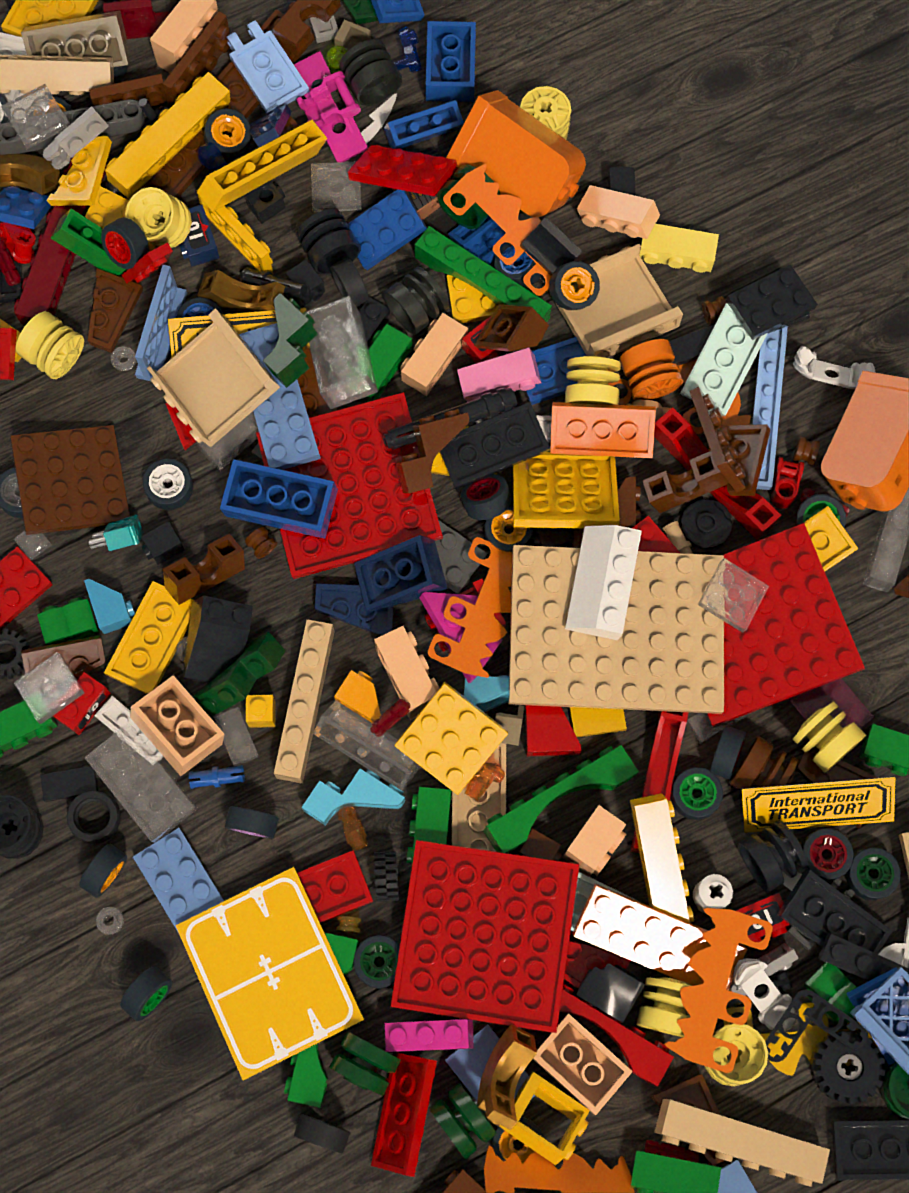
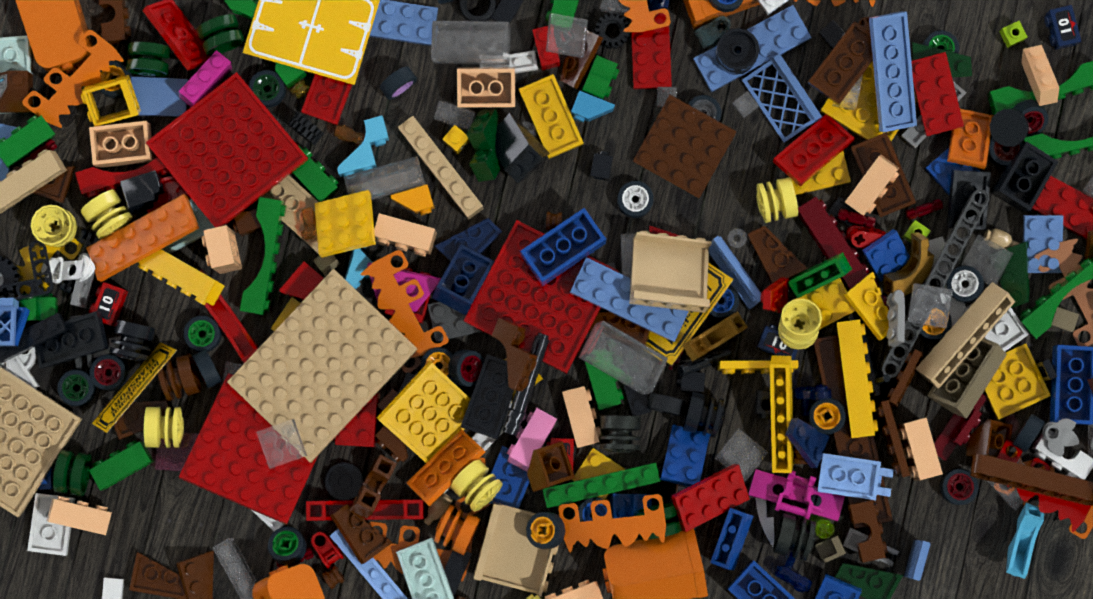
camera: 135 degrees right, 10 degrees up
(118, 534) = (624, 147): teal piece -> none
(124, 242) = (797, 289): black wheel -> none
(216, 776) = (441, 87): blue pin -> none
(222, 561) = (560, 186): reddish brown arch -> none
(295, 331) = (656, 340): arch -> none
(390, 717) = (385, 201): dark red axle -> none
(502, 1074) = (153, 102): pearl gold arch -> none
(550, 246) = (581, 536): black panel -> none
(603, 581) = (351, 376): white slope -> none
(677, 538) = (343, 453): tan pin -> none
(709, 1000) = (88, 232): orange piece -> none
(718, 439) = (379, 524): reddish brown plate -> none
(722, 895) = (136, 285): white piece -> none
(829, 538) = (271, 534): yellow tile -> none

